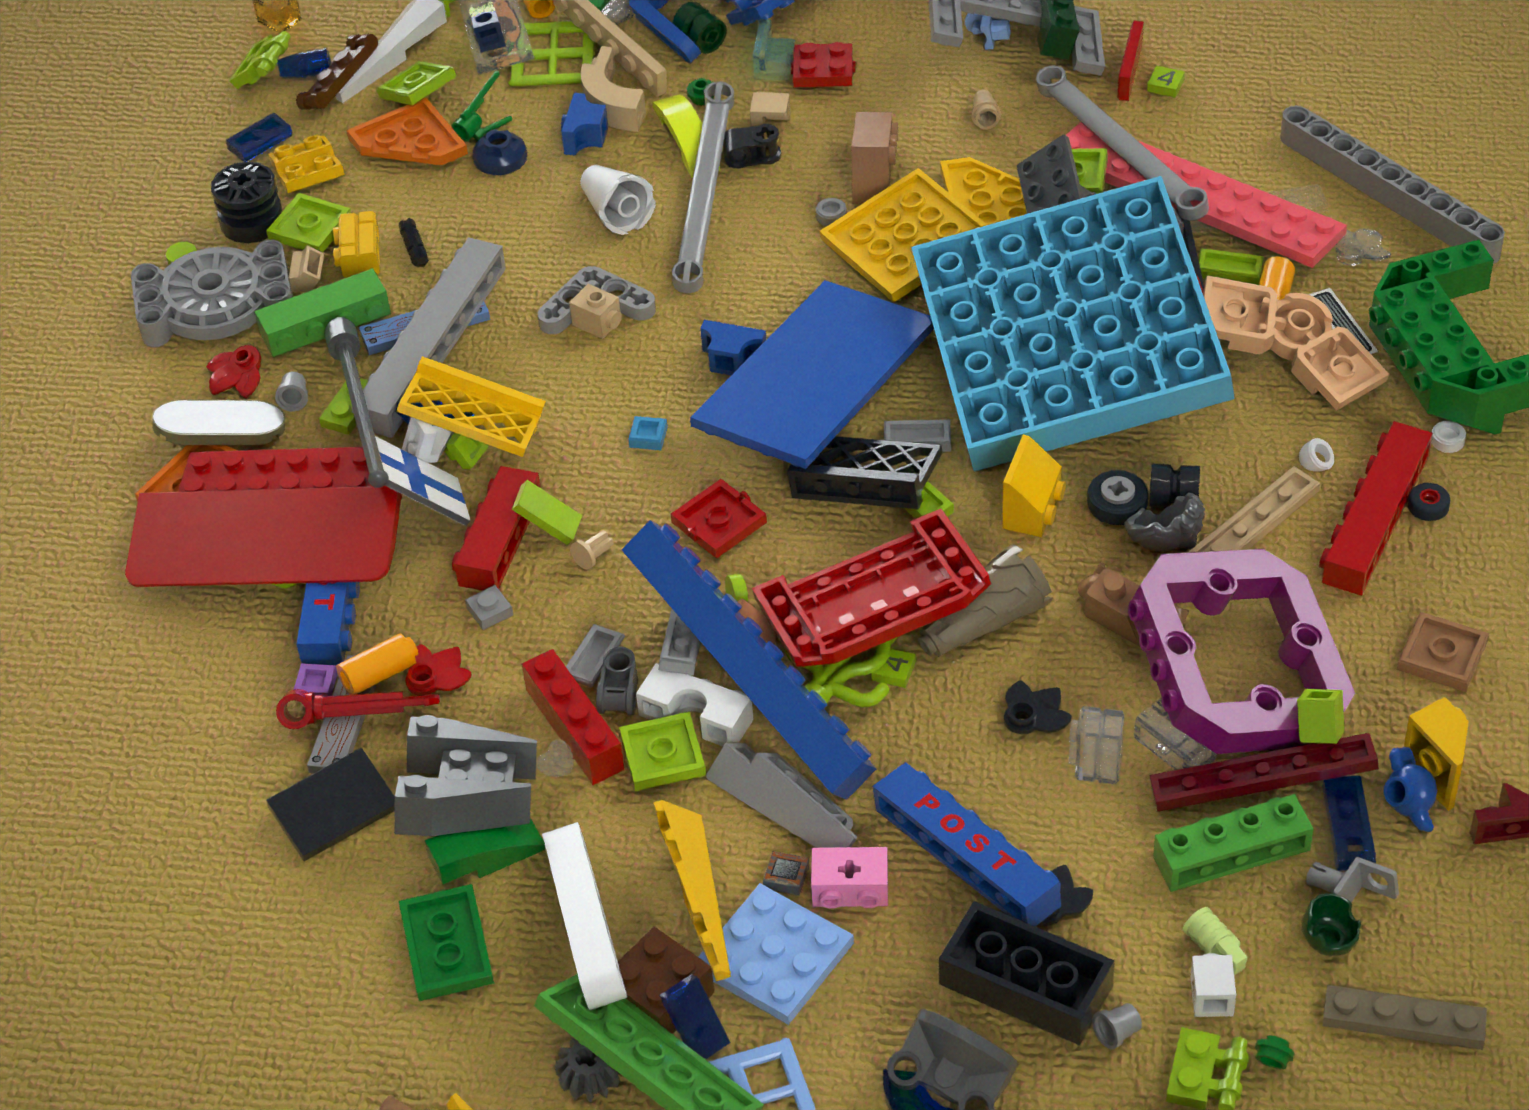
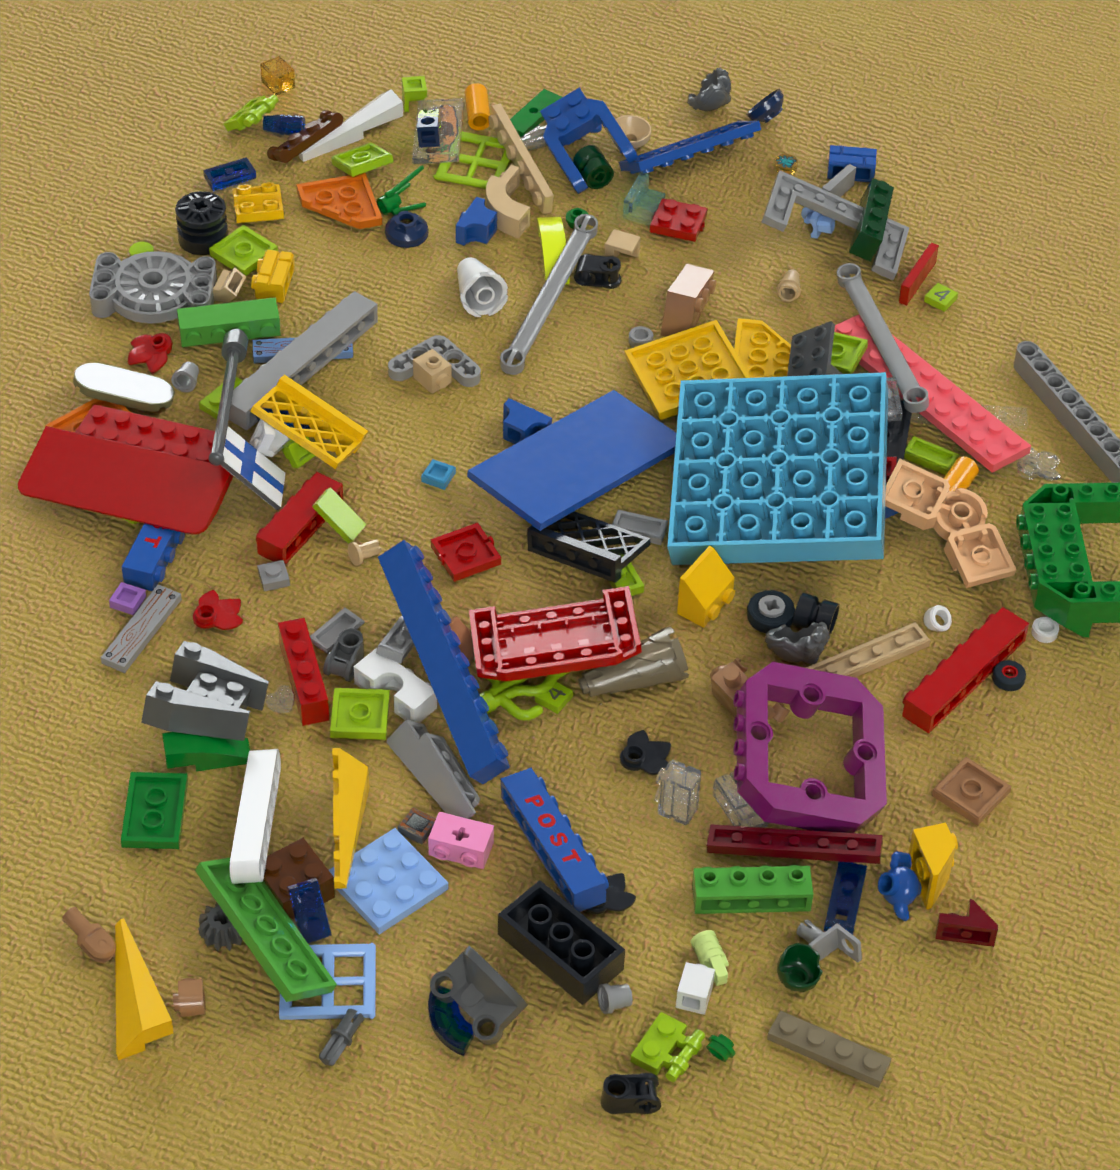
camera: 10 degrees right, 0 degrees up
(322, 707) = (123, 617): red piece -> none
(332, 804) = (107, 690): black tile -> none
(377, 663) = (175, 596): light orange brick -> none
(413, 242) = (316, 284): black axle -> none
(736, 587) = (458, 607): lime tile -> none
(1321, 716) = (849, 813): lime panel -> none
(1342, 317) = (1001, 519): sticker -> none

